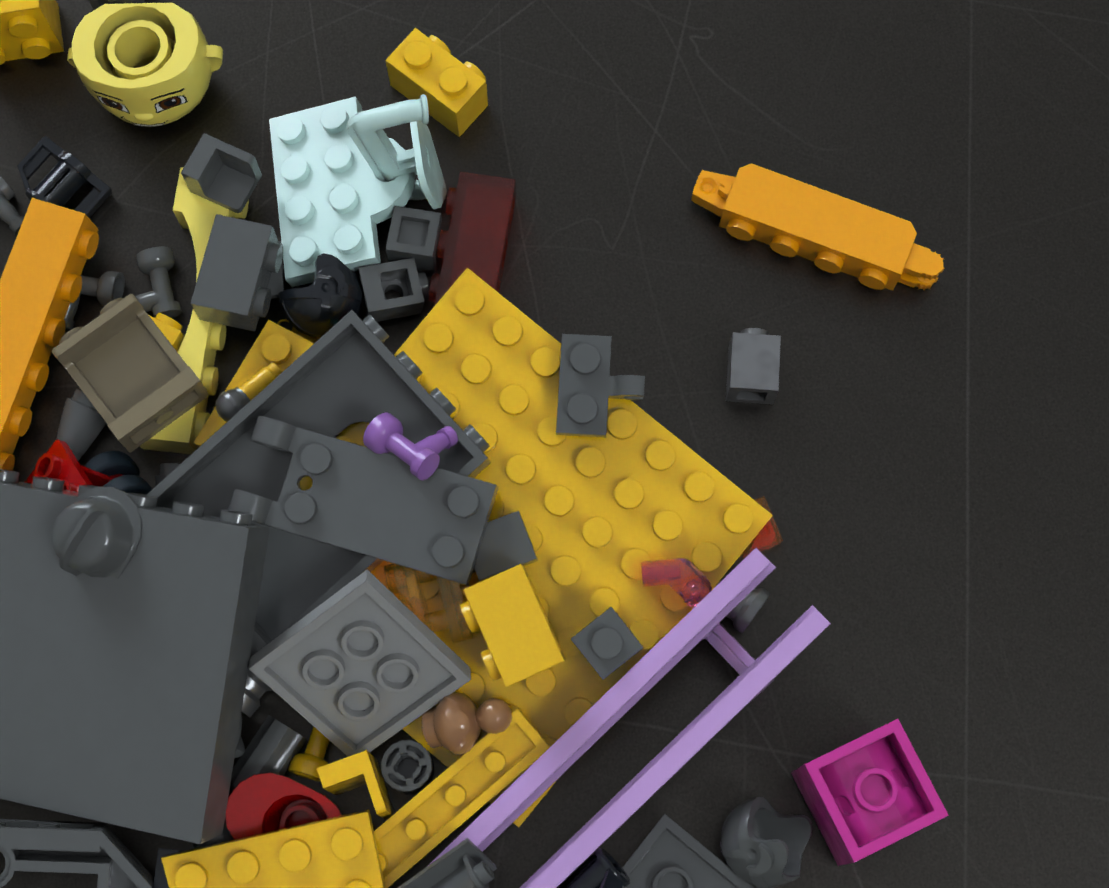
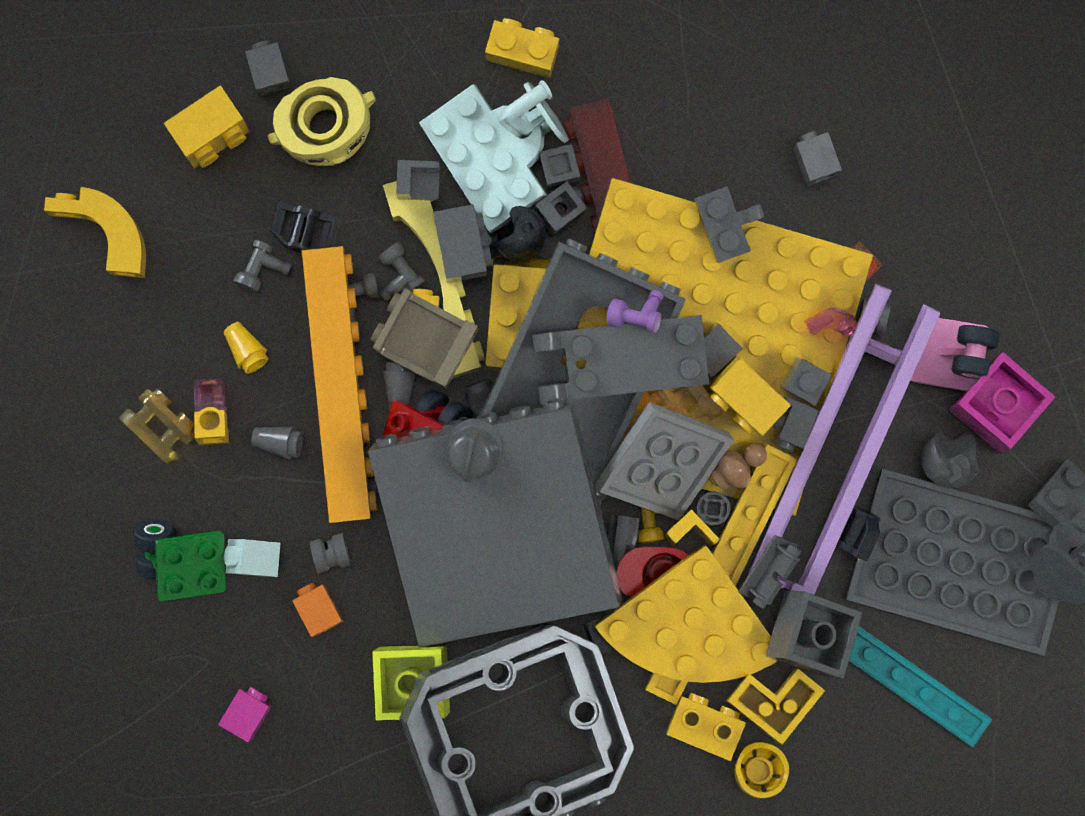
camera: 25 degrees left, 10 degrees up
(235, 399) = (505, 330): piece -> none
(565, 697) = (795, 425): none -> dark grey brick
(818, 227) = (818, 42): light orange hinge -> none
(828, 697) = (955, 355): none -> bright pink plate

